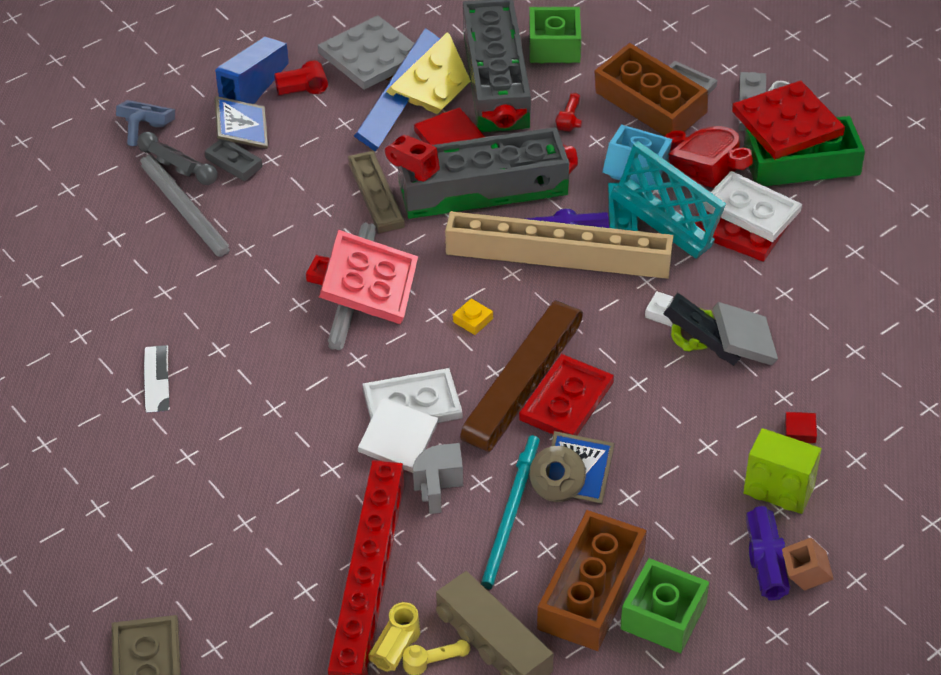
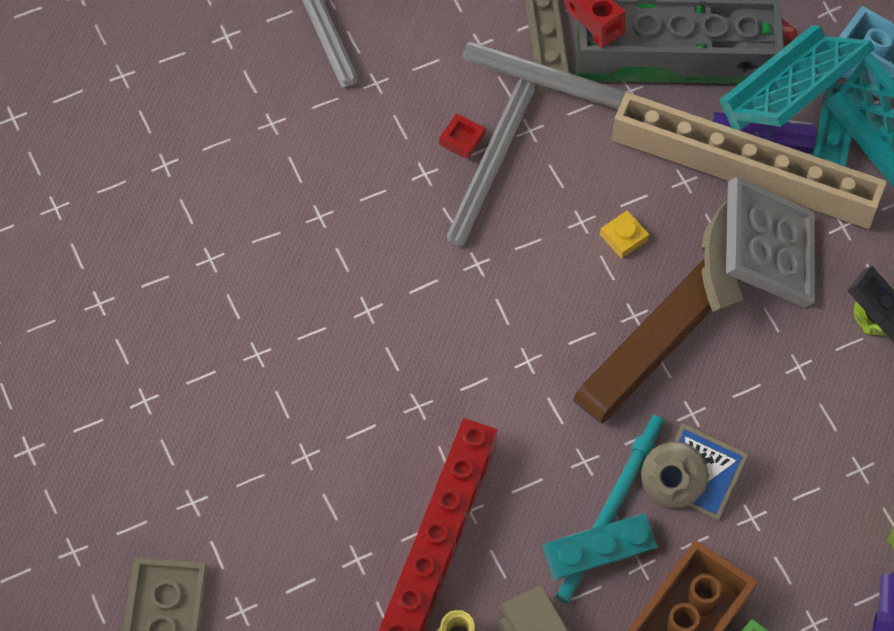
camera: 10 degrees right, 15 degrees up
(156, 379) = (241, 241): white sticker -> none
(369, 277) = (511, 159): coral plate -> none
(379, 216) = (544, 75): none -> light grey axle
(397, 434) = (501, 383): white tile -> none
(426, 392) = (529, 335): white tile -> none
(436, 469) = (536, 436): light grey brick -> none
(508, 537) = (599, 546): none -> teal plate
(553, 301) = (720, 288): none -> dark tan tile
(566, 396) = (709, 371): red plate -> none
(578, 174) = (793, 78): none -> teal fence
(592, 295) = (770, 242): none -> light grey plate
(657, 307) = (850, 266): white plate -> none

